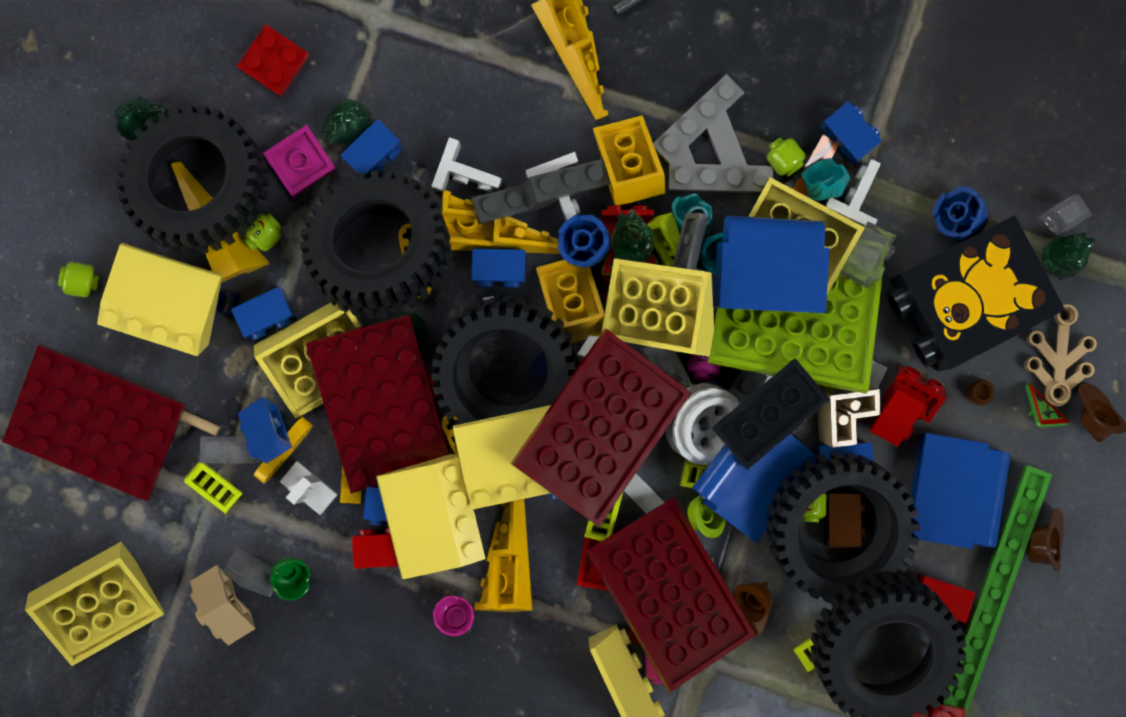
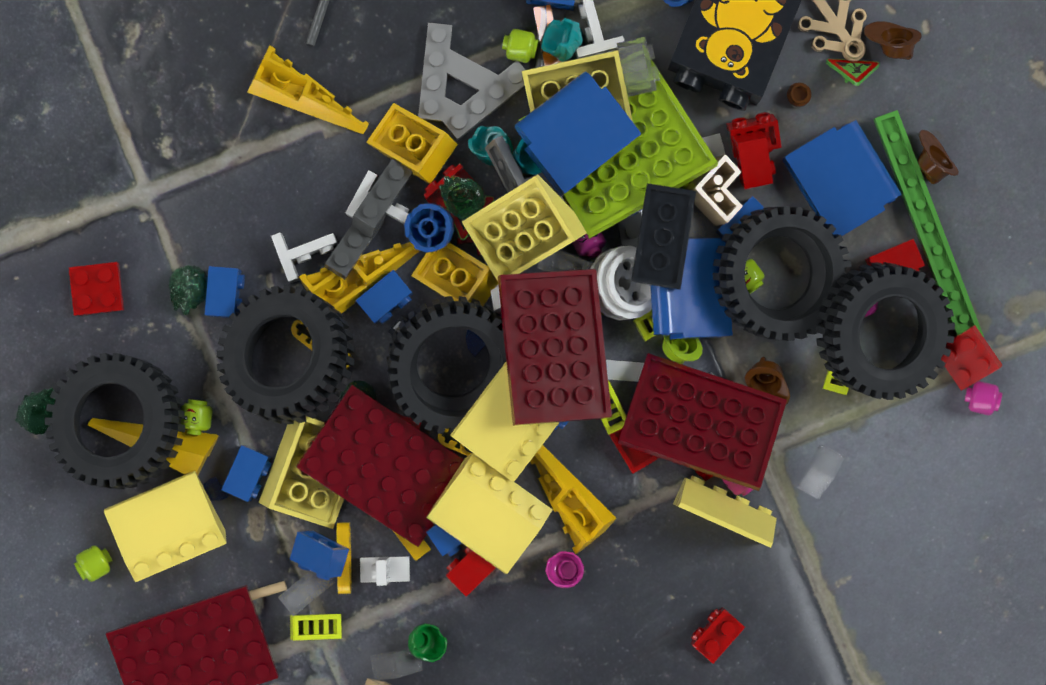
camera: 40 degrees left, 0 degrees up
(299, 161) = (178, 344): dark pink plate -> none
(665, 235) = (483, 174): neon yellow slope -> none
(843, 520) = (779, 266): reddish brown brick -> none

